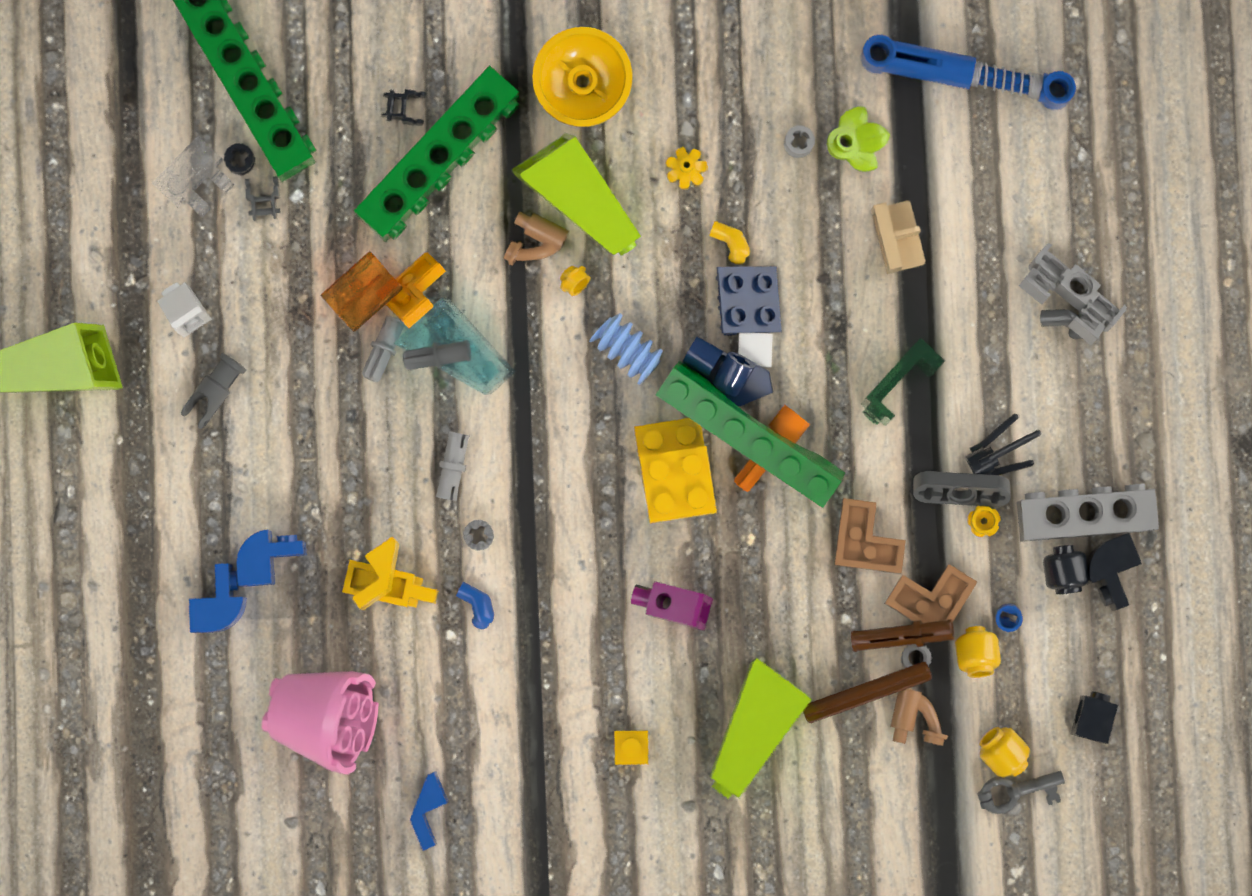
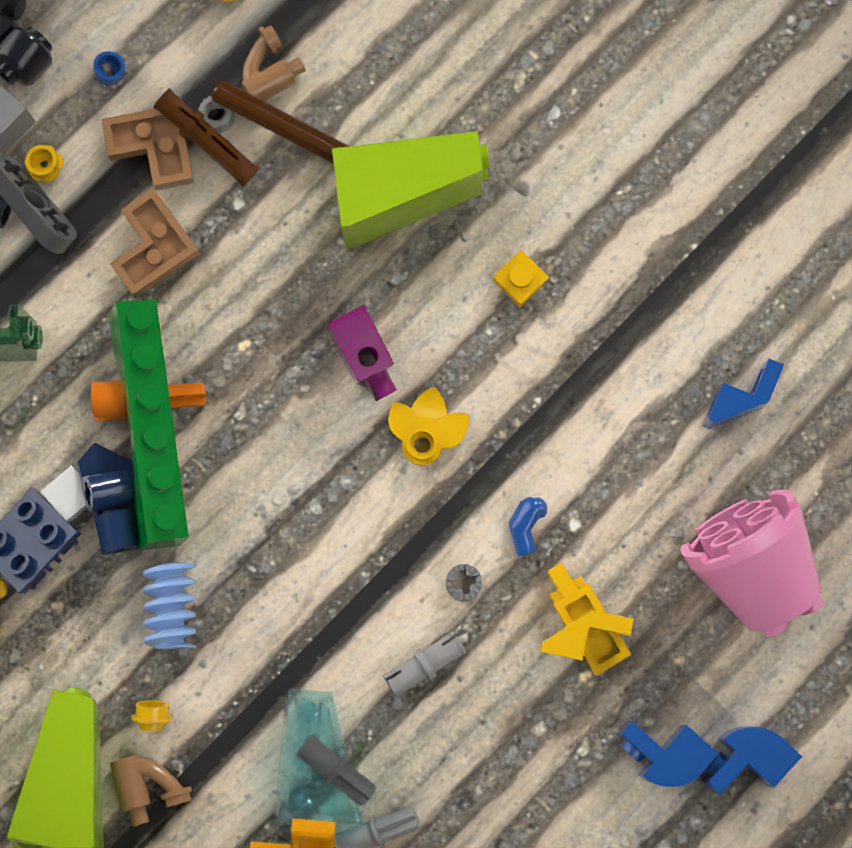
camera: 130 degrees left, 5 degrees down
(596, 606) = (427, 421): none -> yellow plate
(675, 470) = (242, 459): yellow bracket -> none
(978, 652) = (162, 65): yellow head -> none

